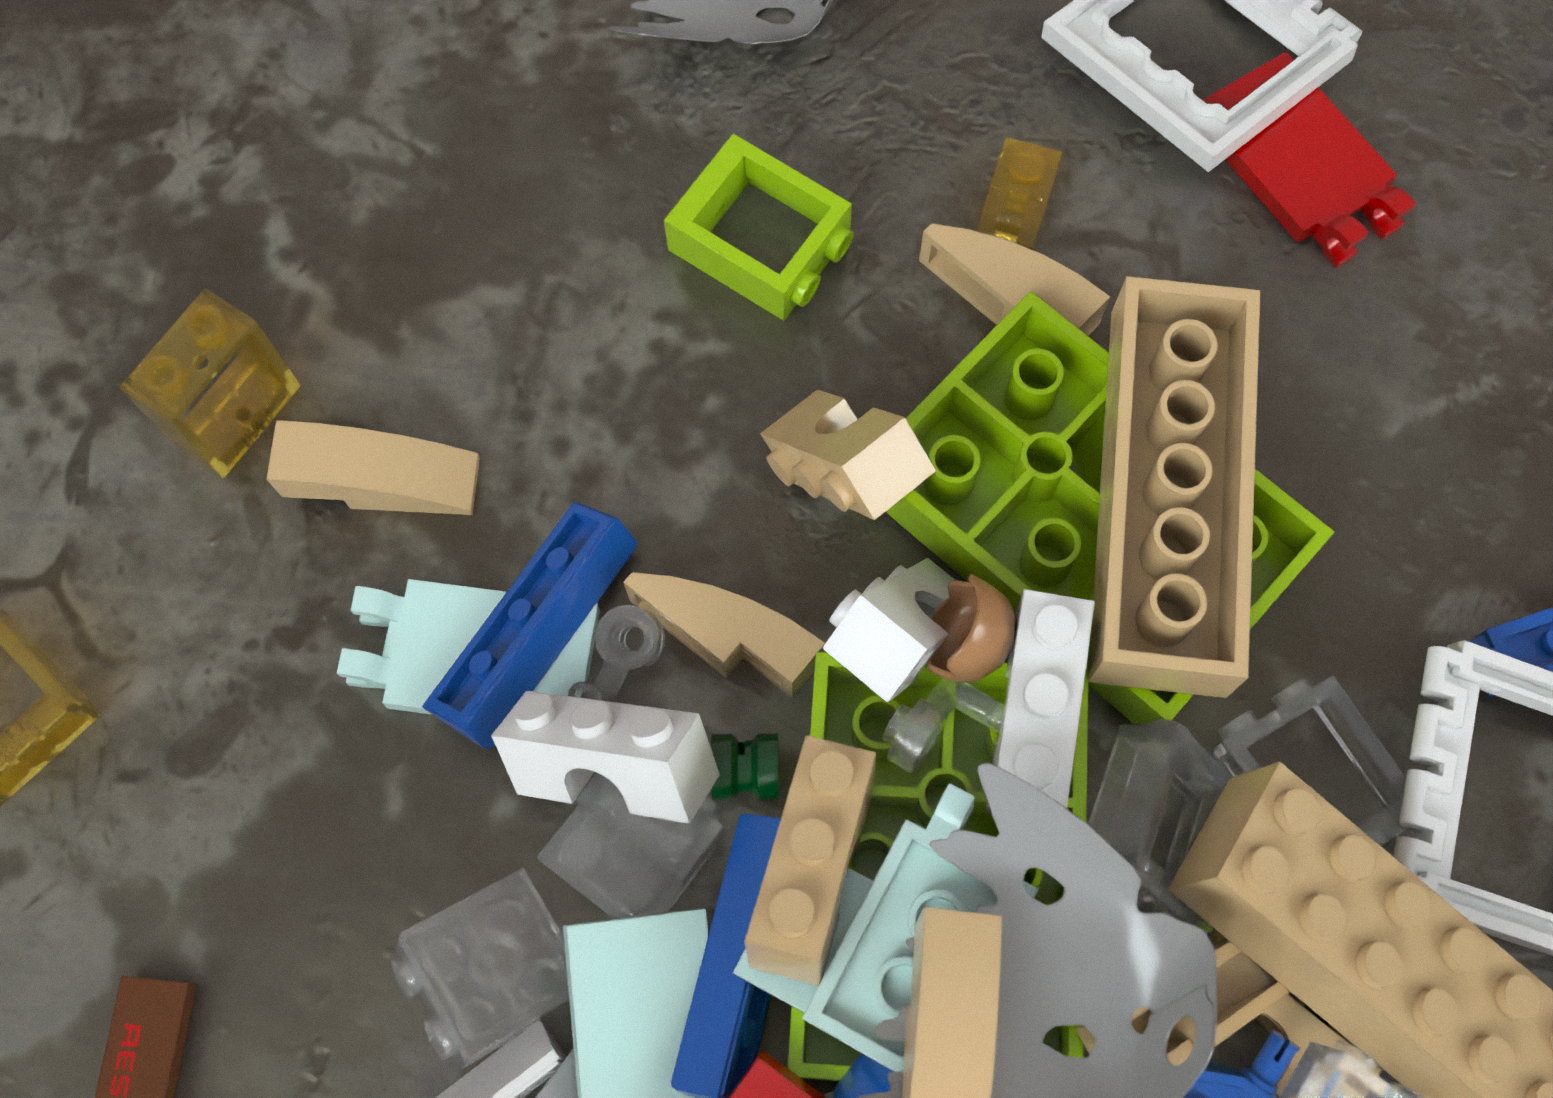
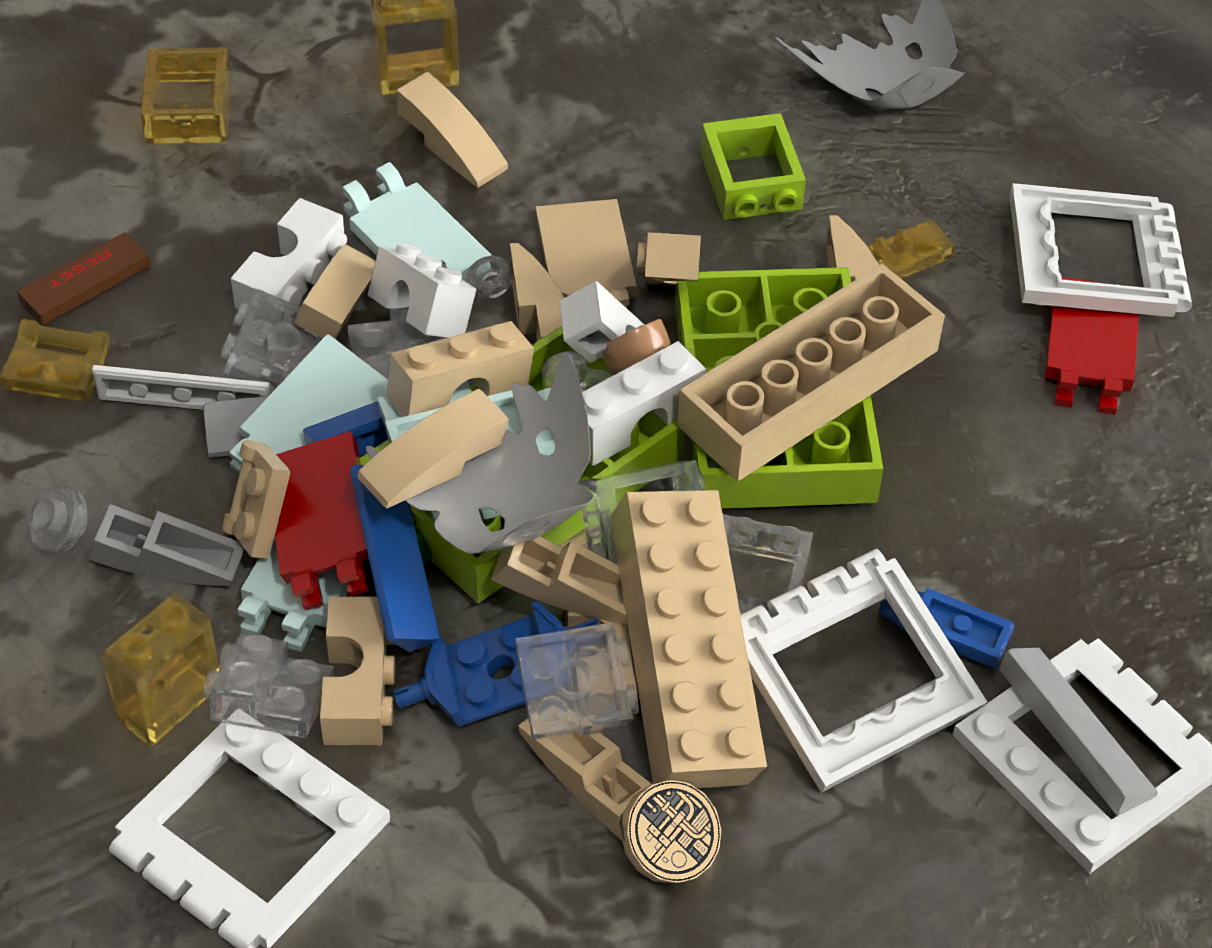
camera: 40 degrees right, 20 degrees down
(396, 884) = (308, 240): none -> white arch
(487, 828) = (336, 293): none -> tan slope
(532, 622) = (459, 234): blue slope -> none
(701, 507) = (586, 245): none -> tan tile

